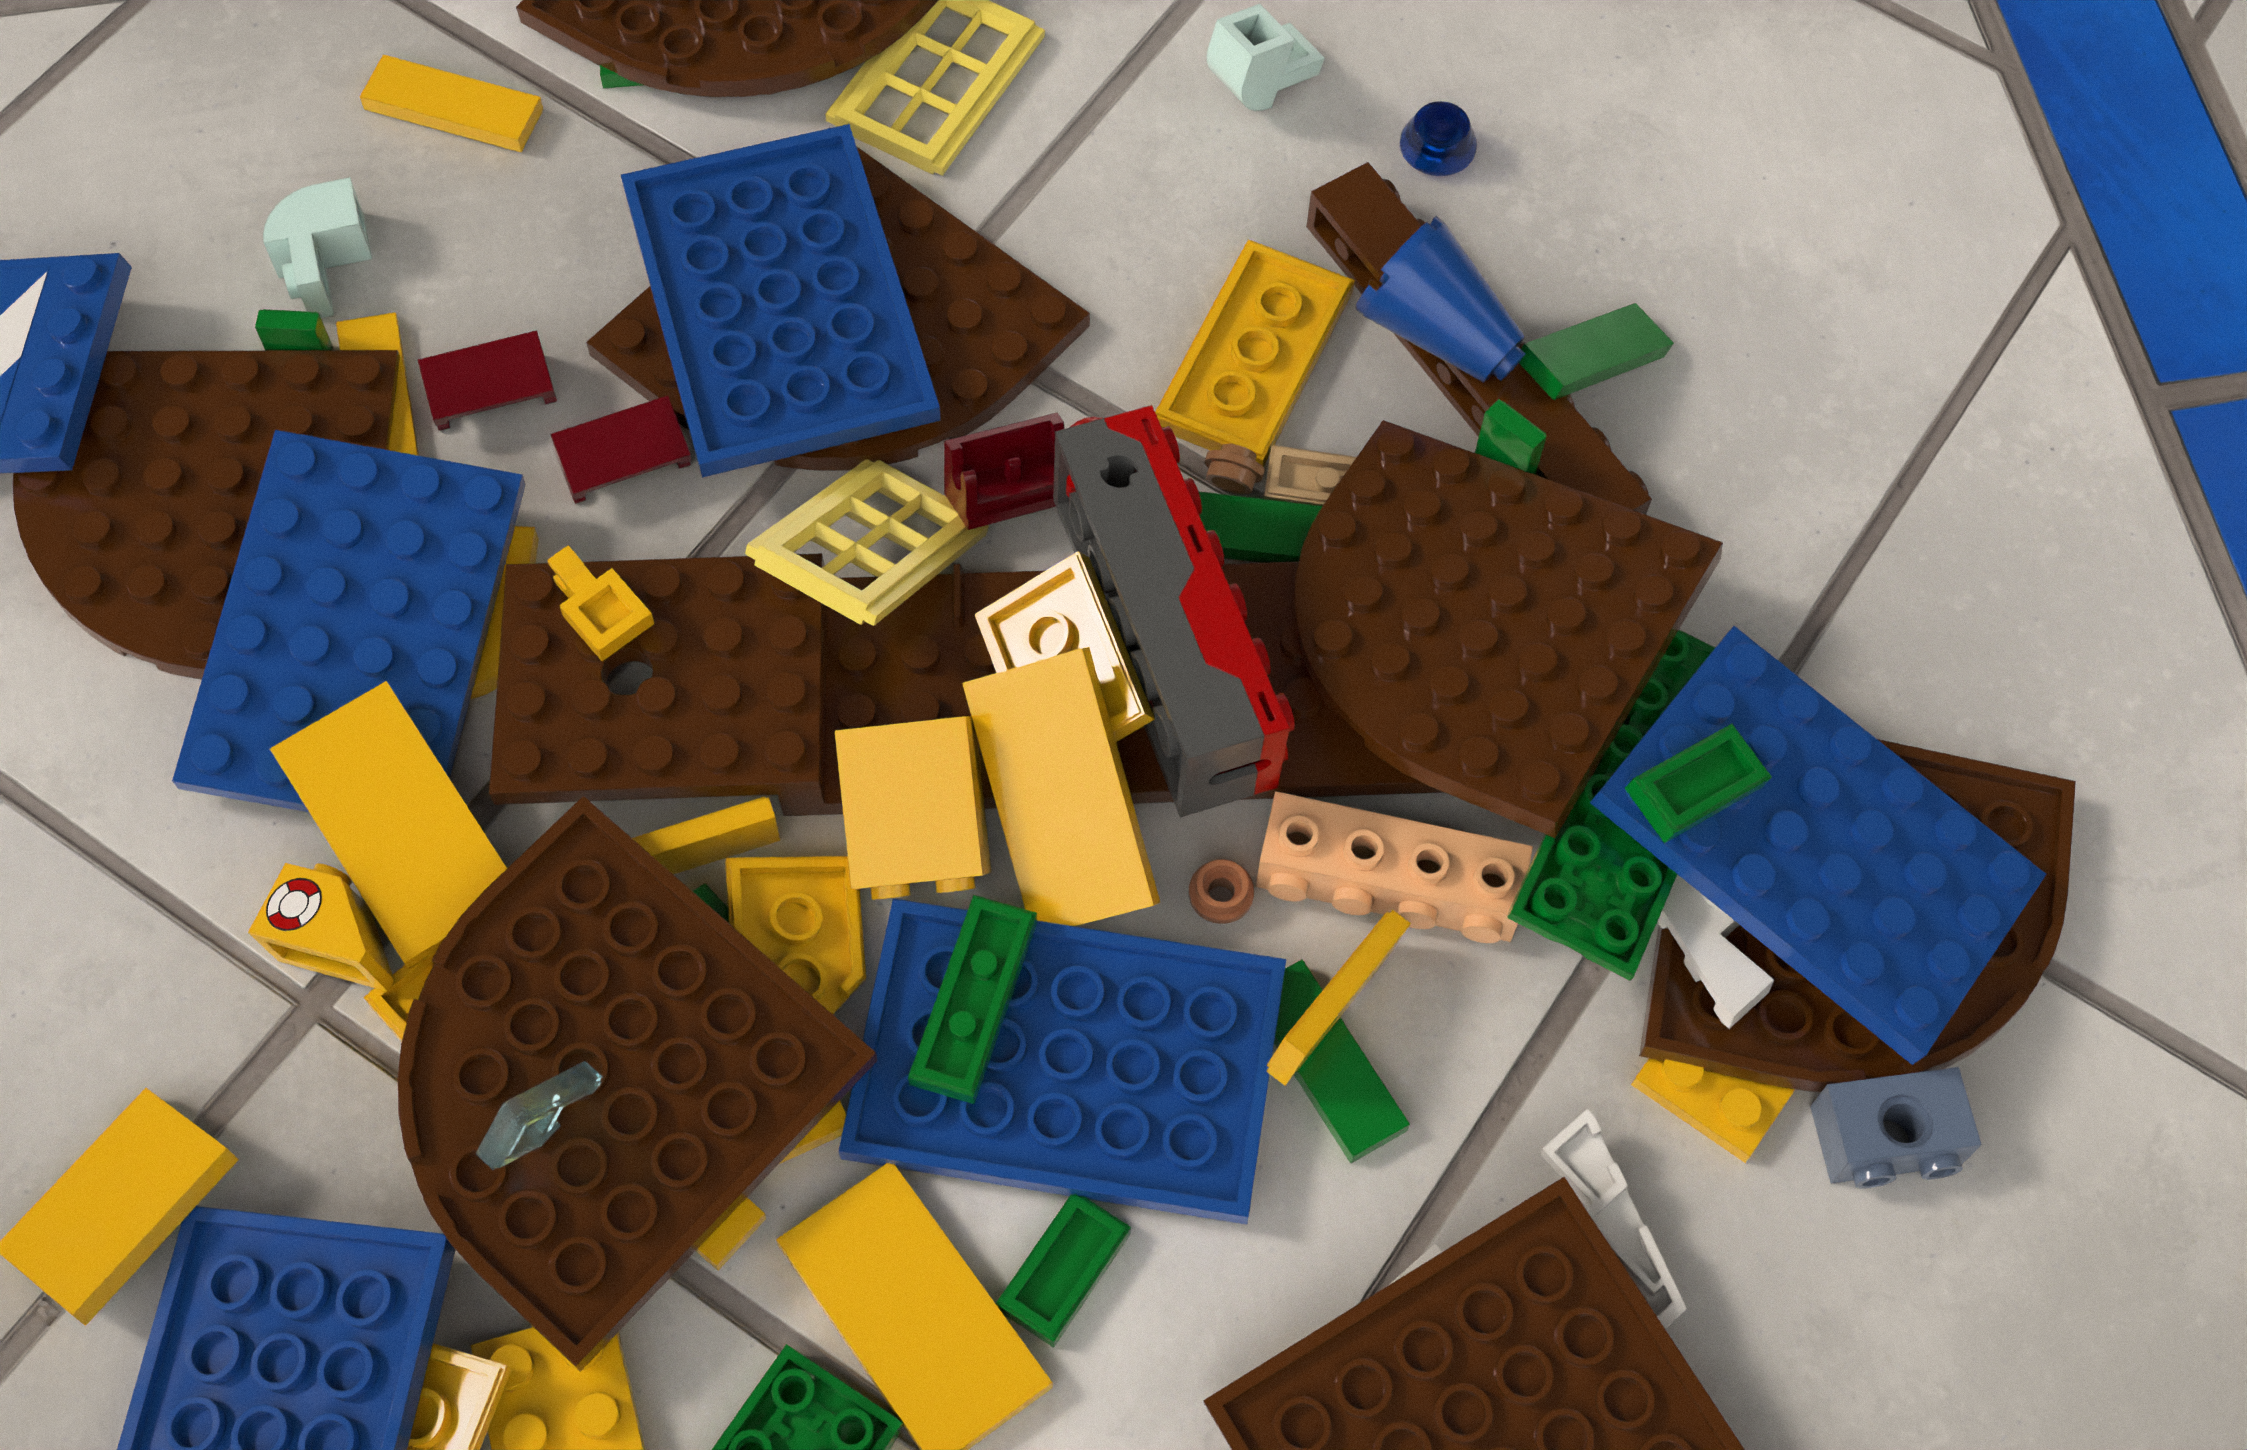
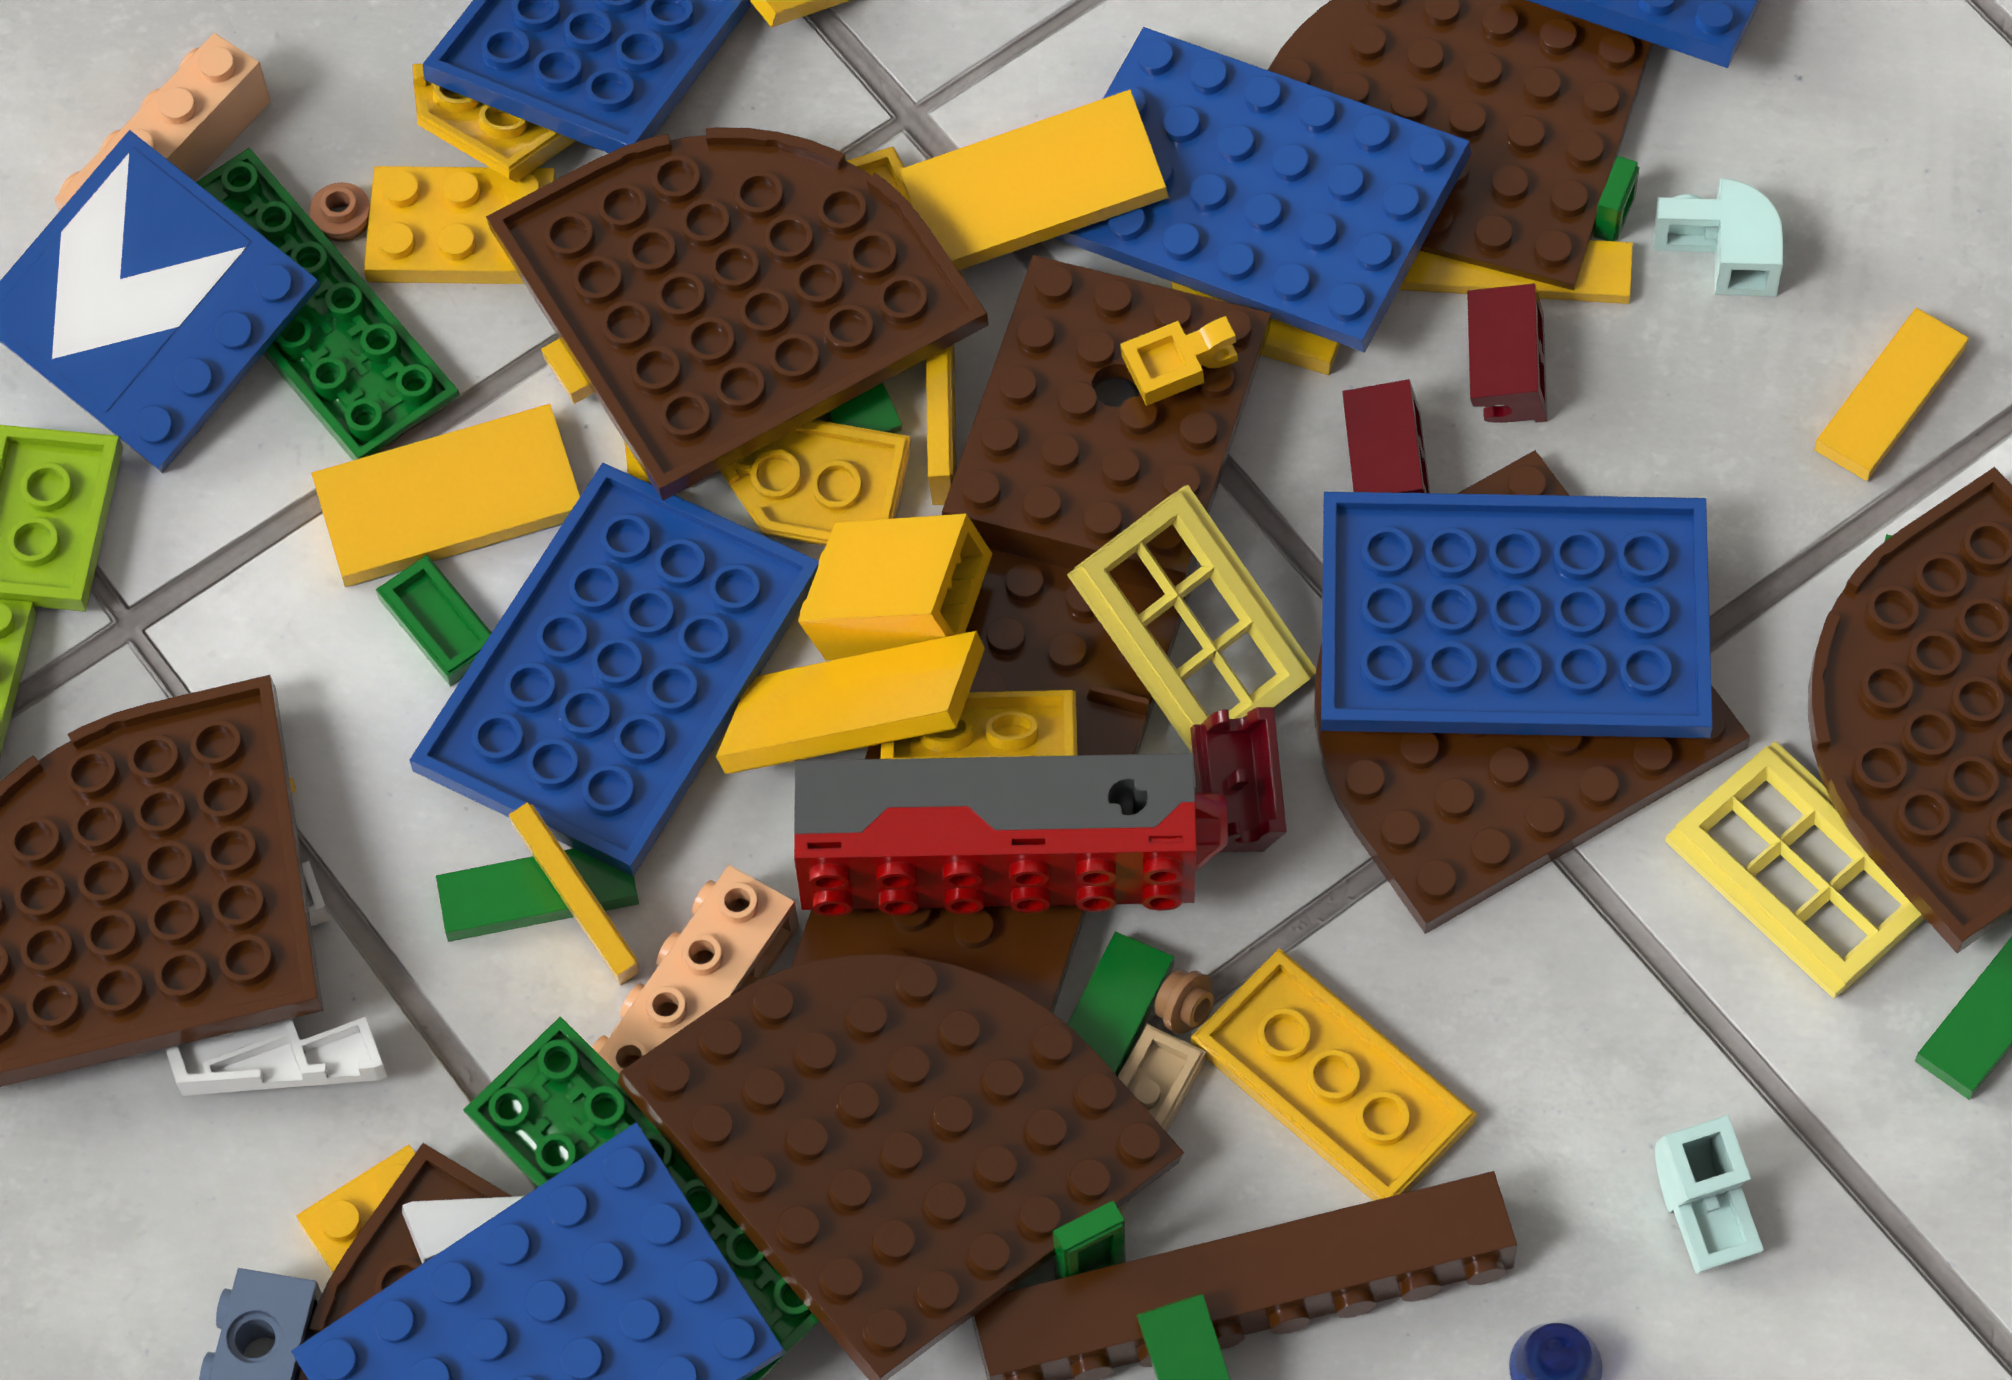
camera: 115 degrees right, 0 degrees up
(322, 926) = (955, 113): yellow slope -> none
(531, 1116) = (692, 214): clear light blue tile -> none
(973, 999) = (693, 595): green tile -> none
(1221, 874) = (732, 833): nougat plate -> none
(1444, 305) = (1265, 1219): blue cone -> none
(1698, 783) = (608, 1211): green tile -> none

